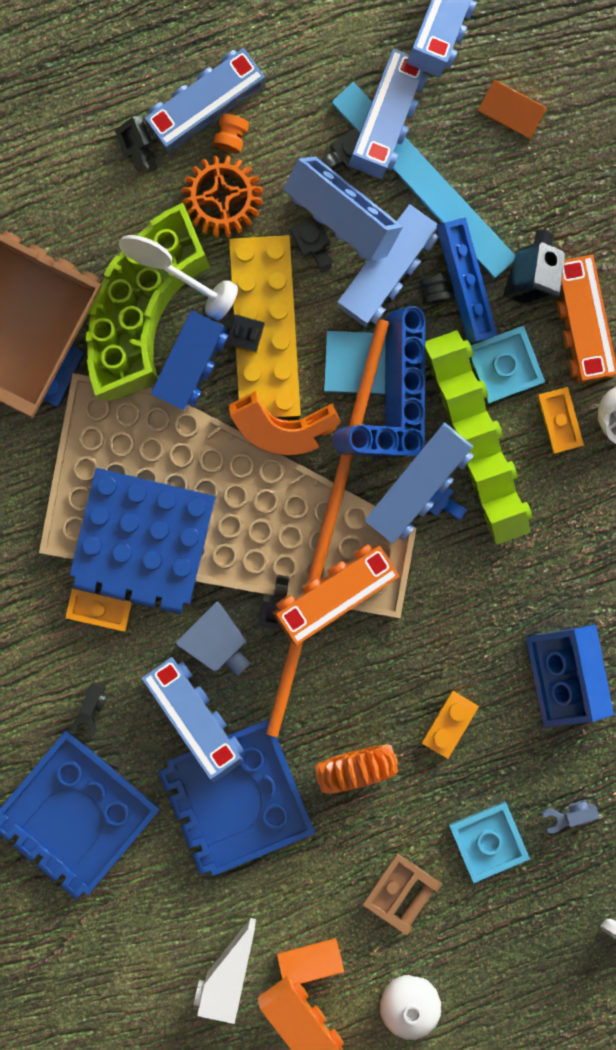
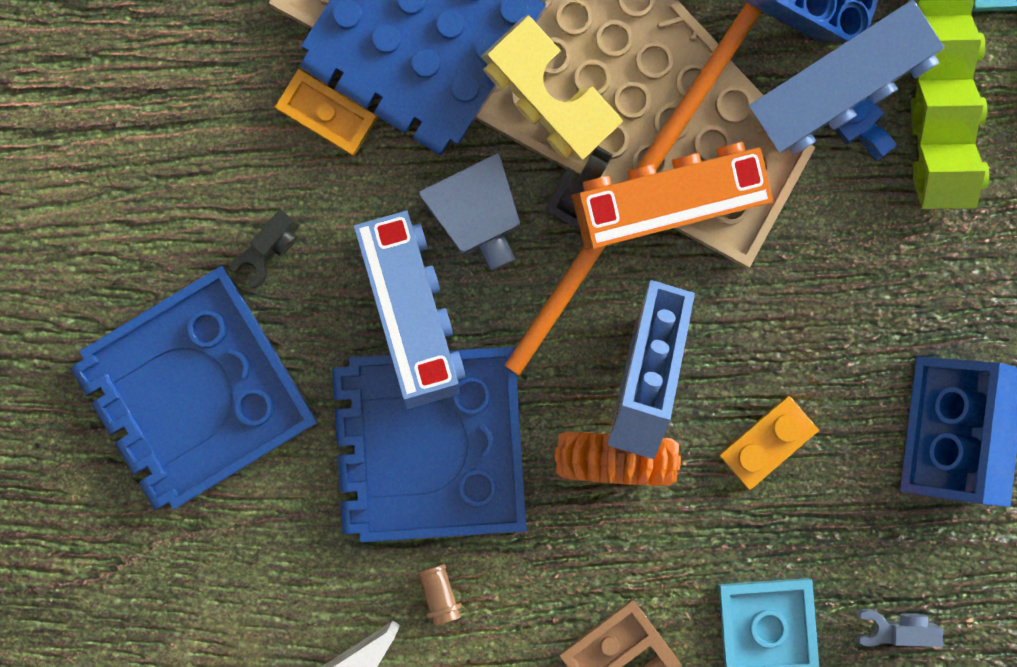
camera: 20 degrees right, 0 degrees up
(211, 541) = (519, 63): none -> light yellow arch
(274, 892) = (439, 595): none -> medium nougat pin
(358, 708) = (652, 370): none -> medium blue brick

